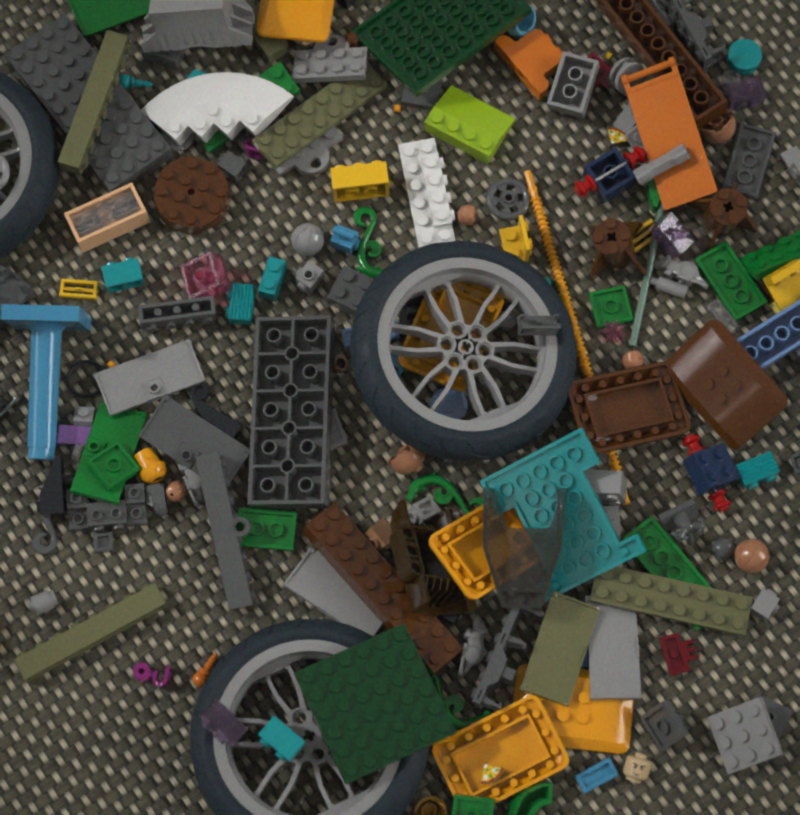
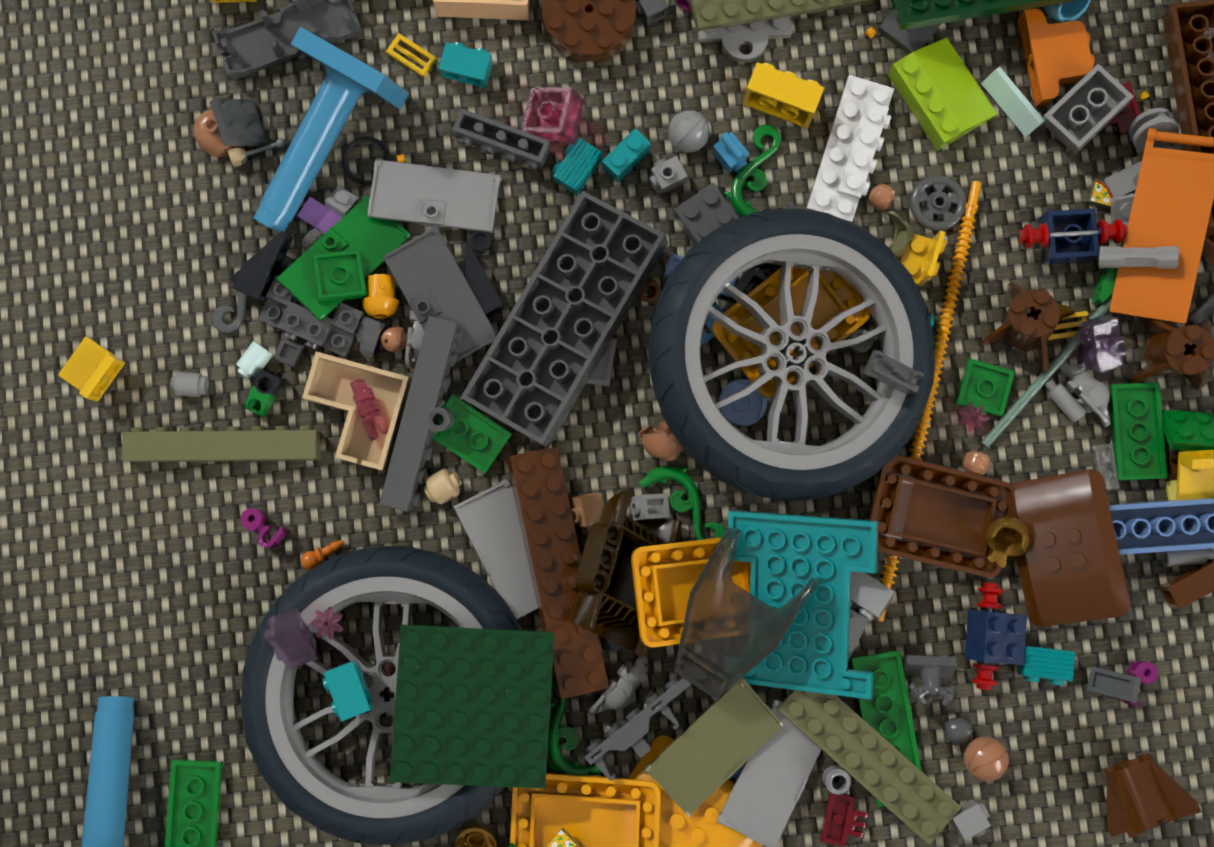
camera: 30 degrees right, 10 degrees up
(81, 560) = (253, 360): none -> light aqua brick
(101, 578) = (264, 392): none -> leg
(180, 540) = (330, 386): none -> tan piece
(184, 548) = (368, 408): none -> clear pink hinge
(240, 708) = (332, 623): none -> clear pink plant
(267, 575) = (442, 486): none -> tan head
(495, 232) = (902, 235): none -> olive helmet
(521, 105) = (1012, 102): none -> light aqua tile
(657, 621) = (840, 786): none -> light grey brick
(680, 398) = (1006, 538): none -> pearl gold hat

